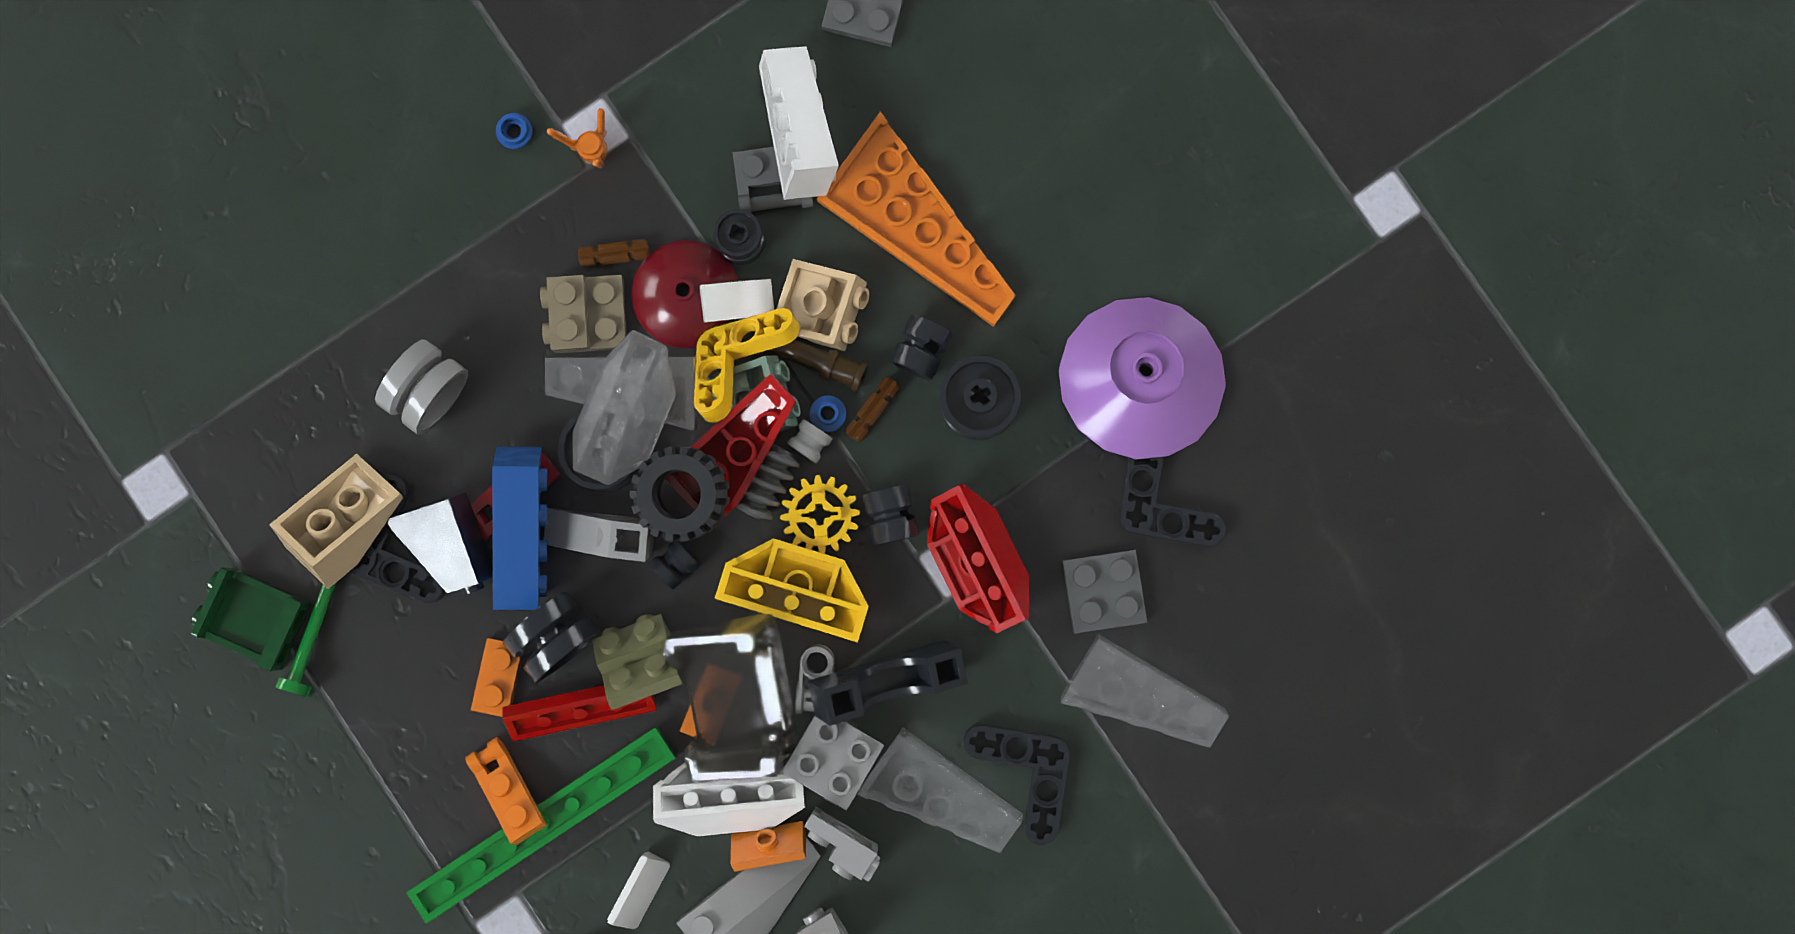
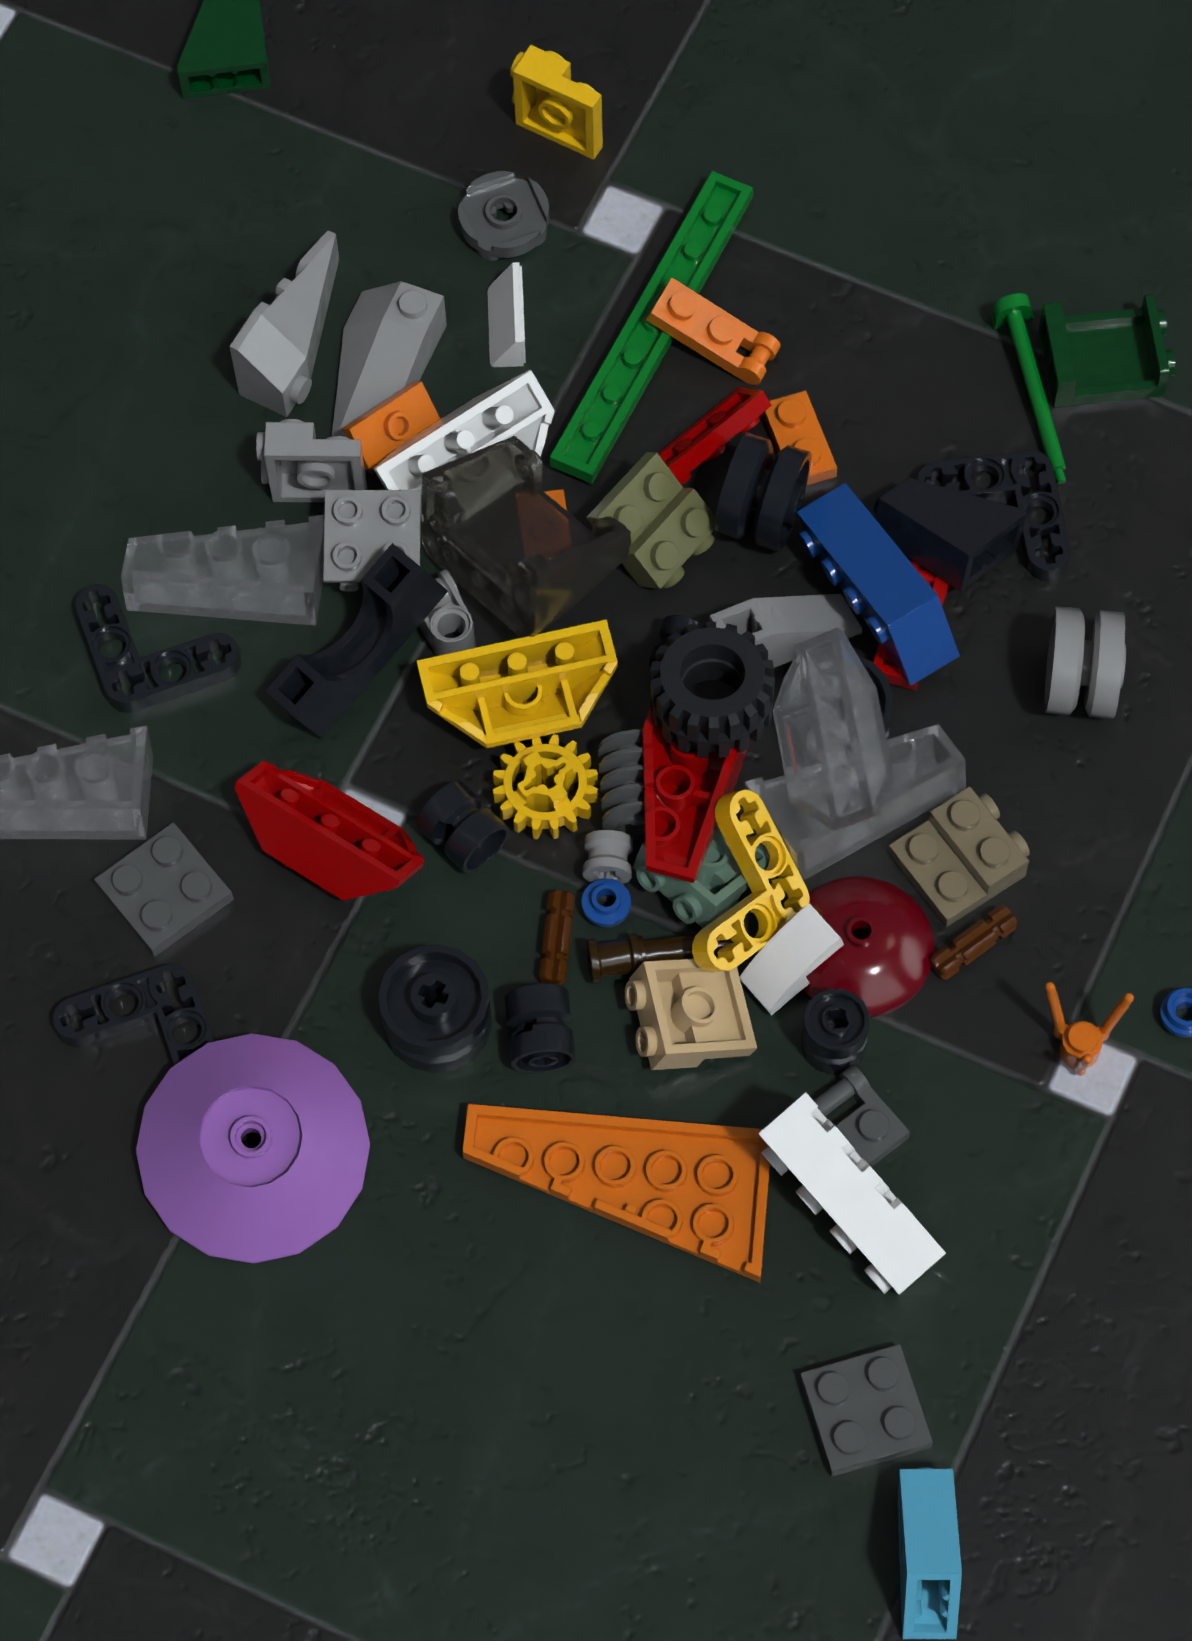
camera: 145 degrees right, 20 degrees down
(338, 520) = (1079, 483): tan slope -> none

